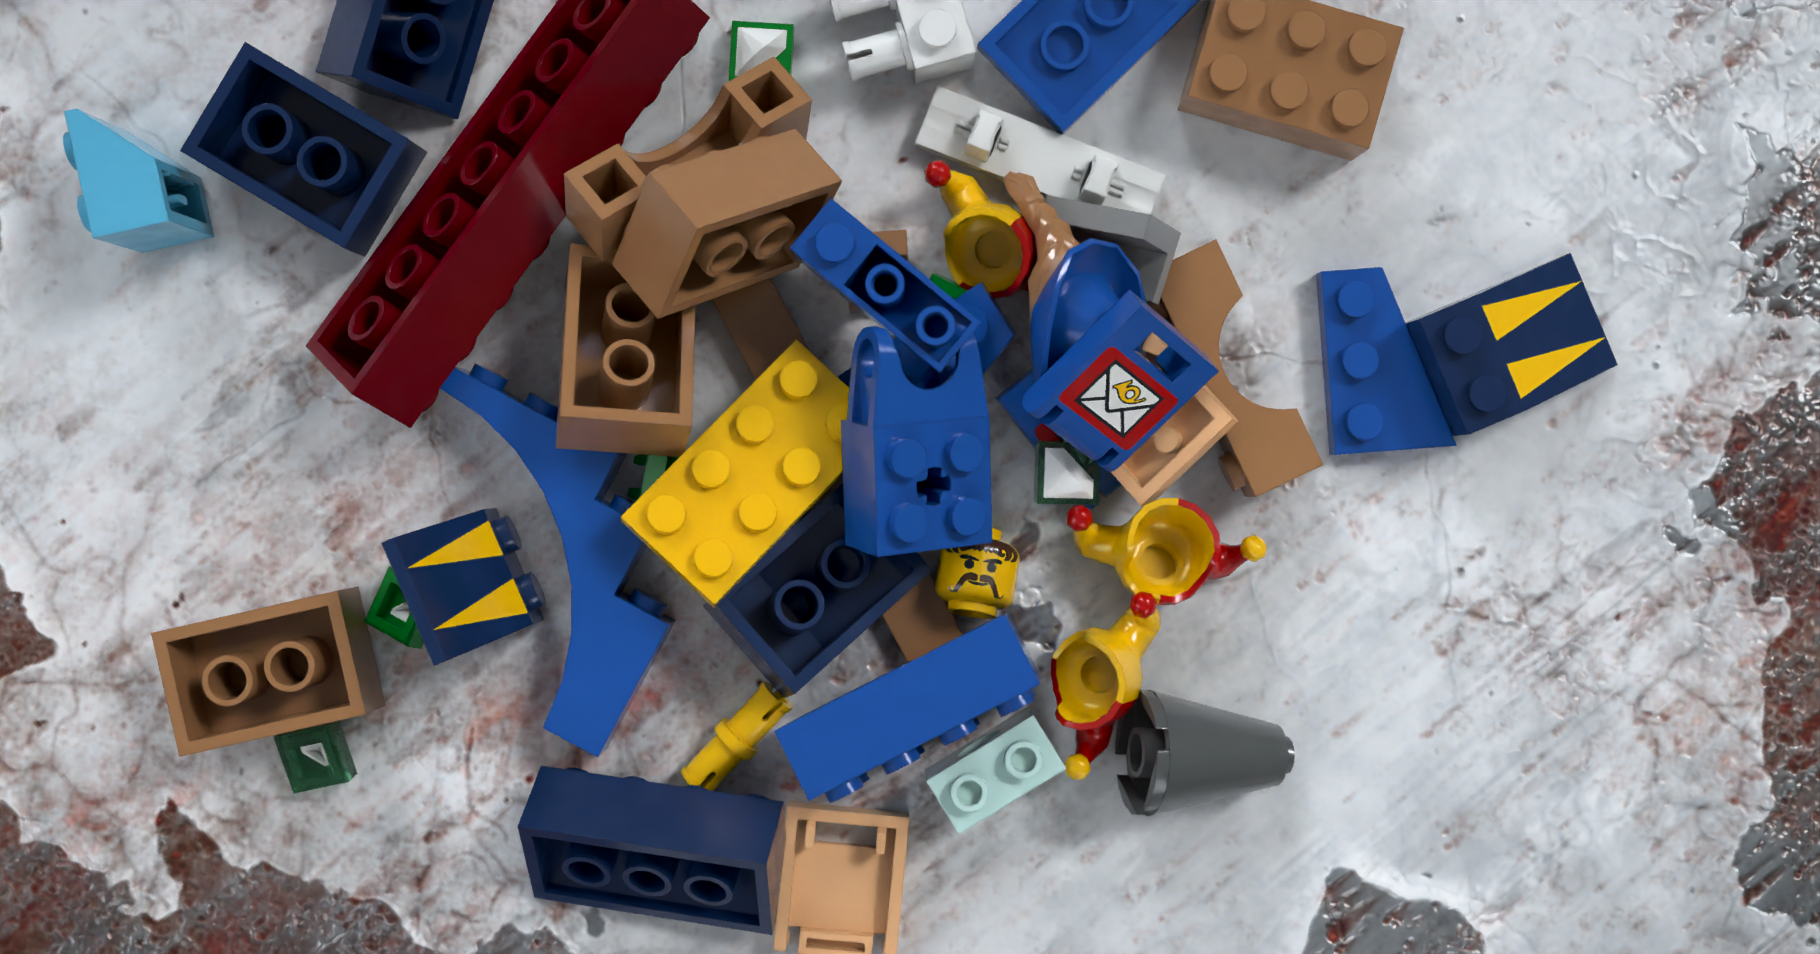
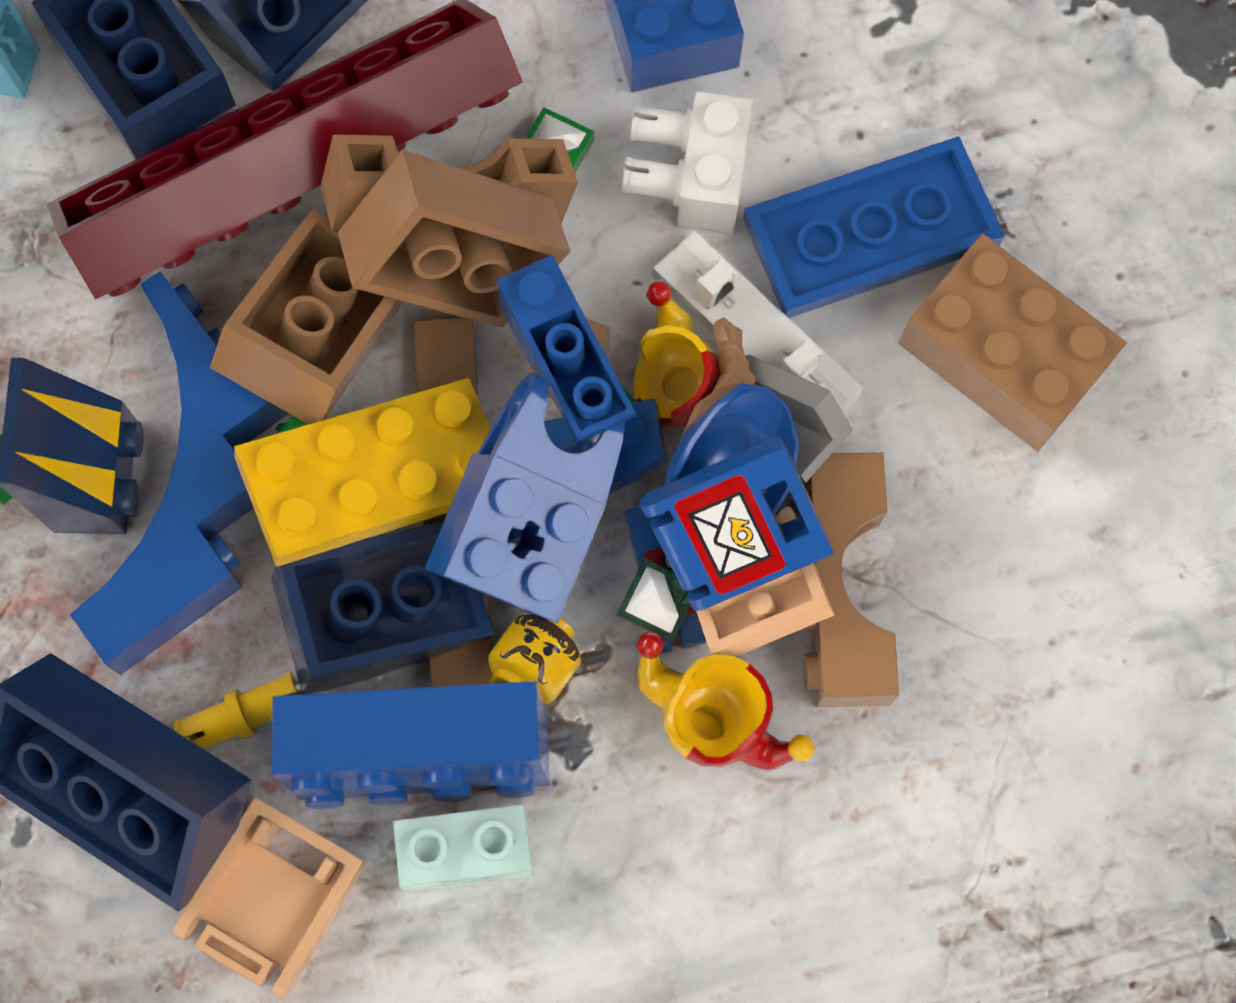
camera: 20 degrees right, 15 degrees down
(1100, 678) = (604, 806): yellow piece -> none
(1195, 754) = (664, 920): dark grey cone -> none
(1372, 369) = (983, 643): blue wing -> none
(1511, 345) = (1120, 671): dark blue slope -> none

